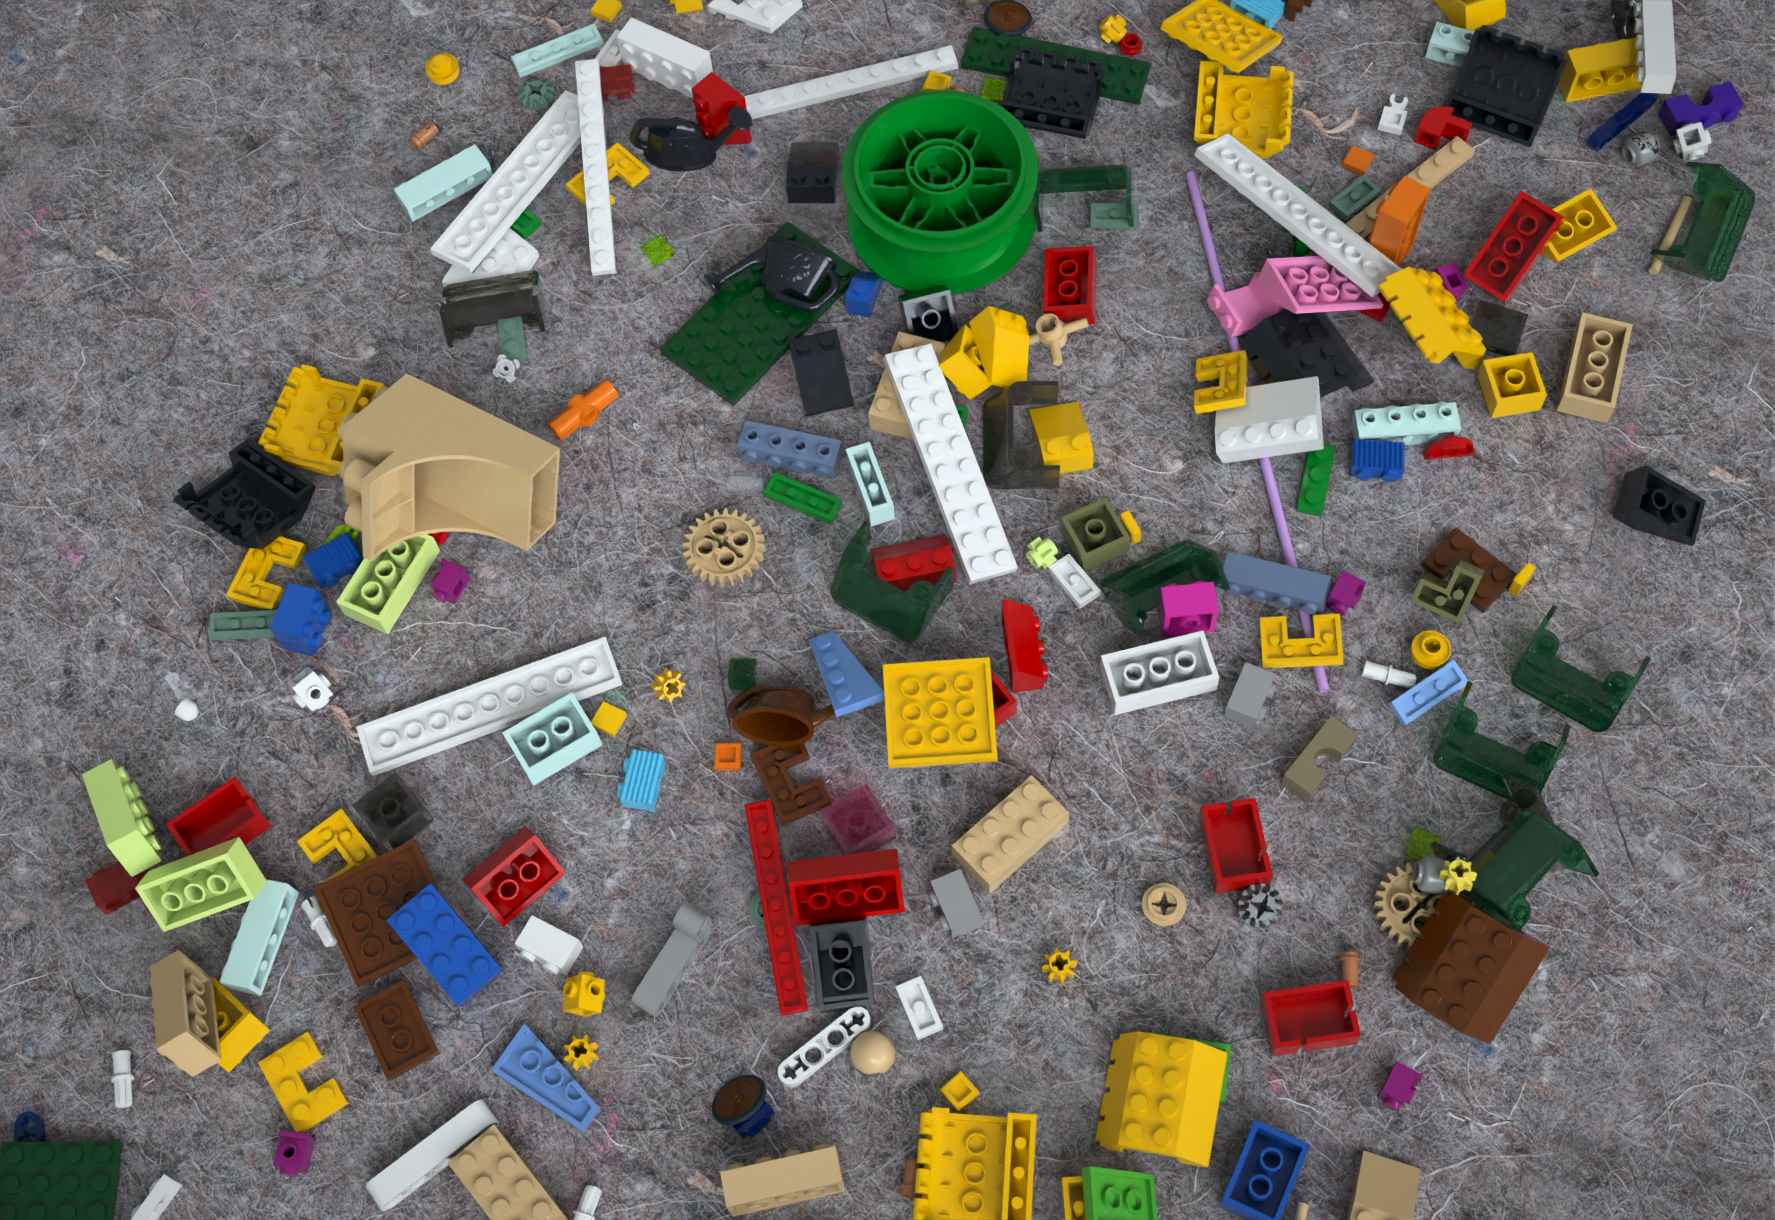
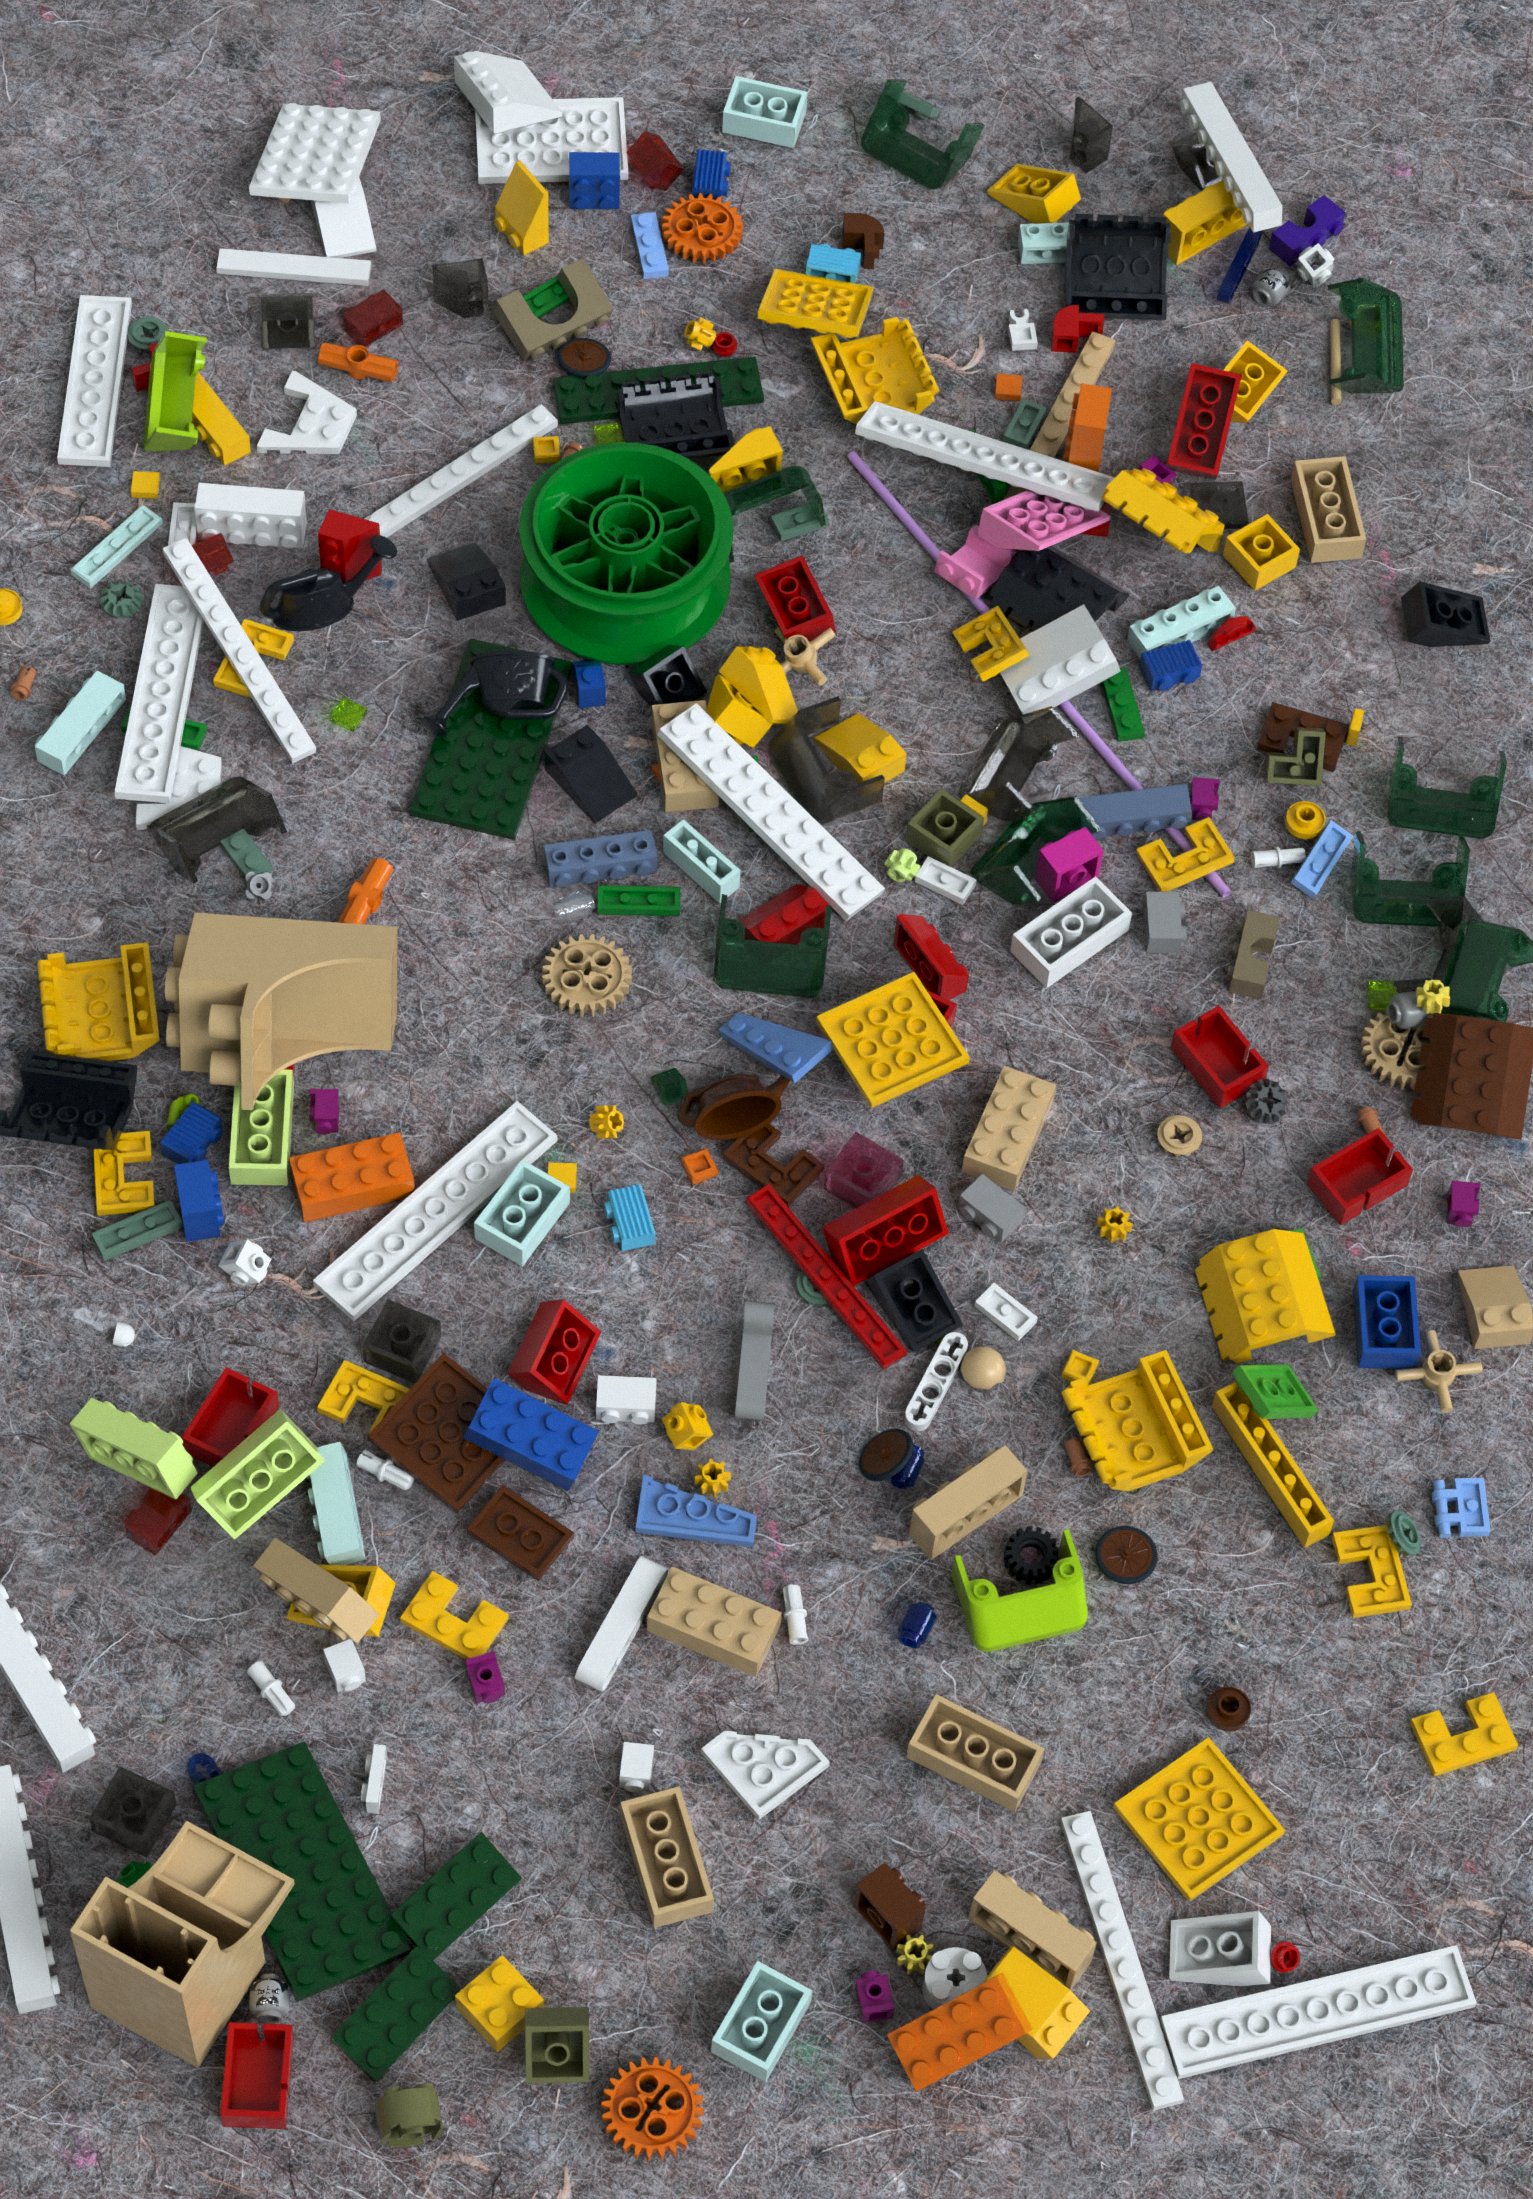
camera: 35 degrees left, 5 degrees down
(187, 1090) = (344, 1666): none -> white brick
(436, 648) = (352, 1177): none -> orange brick
(1088, 147) = (748, 458): none -> yellow slope
(1186, 494) = (1010, 759): none -> clear smoke windscreen

